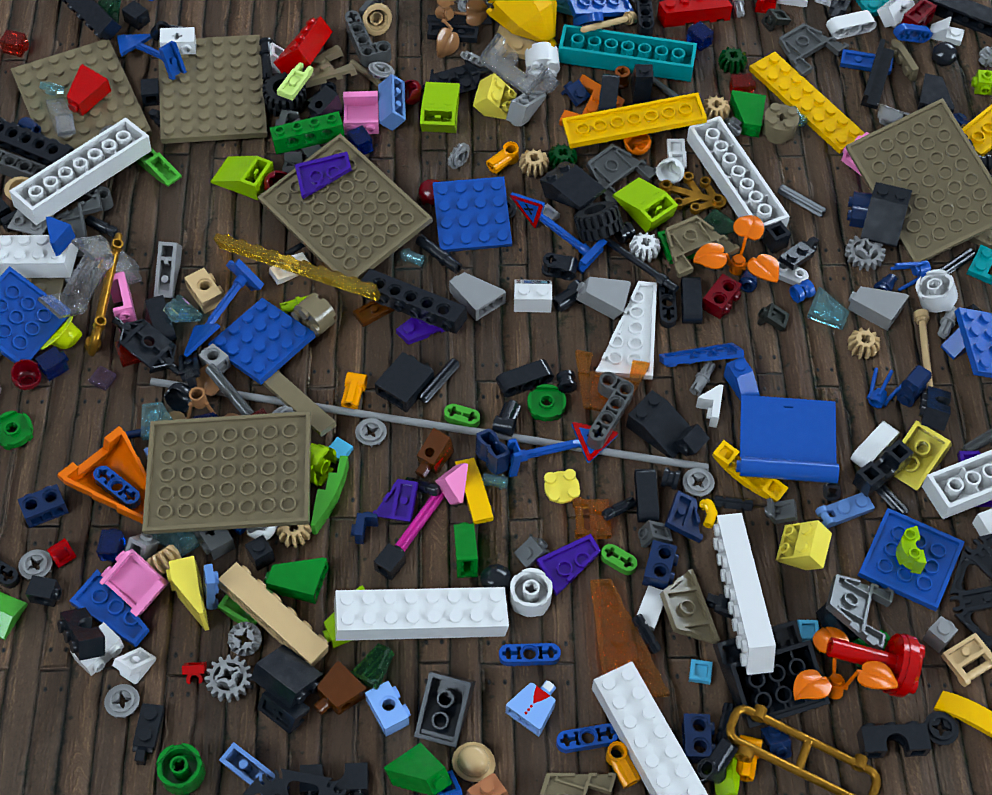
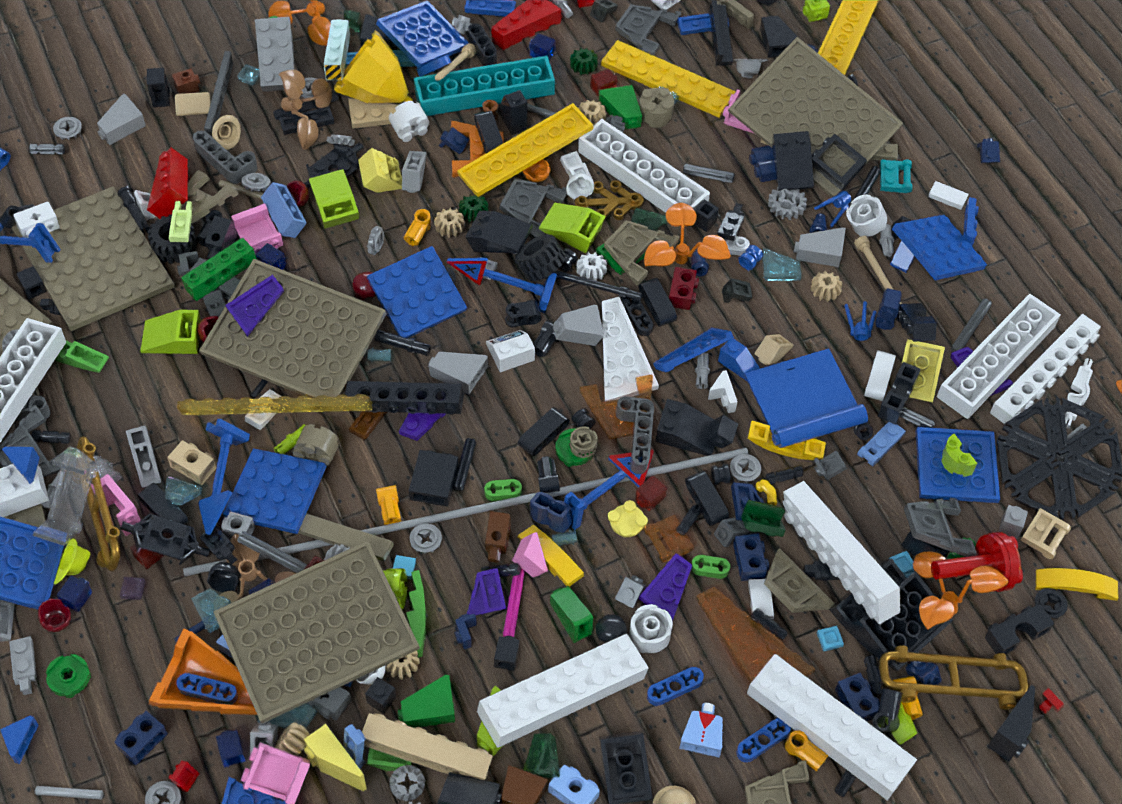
camera: 25 degrees left, 0 degrees up
(502, 61) = (370, 133): clear windscreen -> none
(554, 399) = (583, 441): none -> dark tan wheel
(595, 471) = (650, 493): none -> clear red brick
(688, 534) = (763, 518): none -> dark green bracket
(781, 382) = (773, 349): none -> tan slope
(804, 545) = (863, 488): light yellow slope -> none
(938, 246) = (827, 172): none -> black window

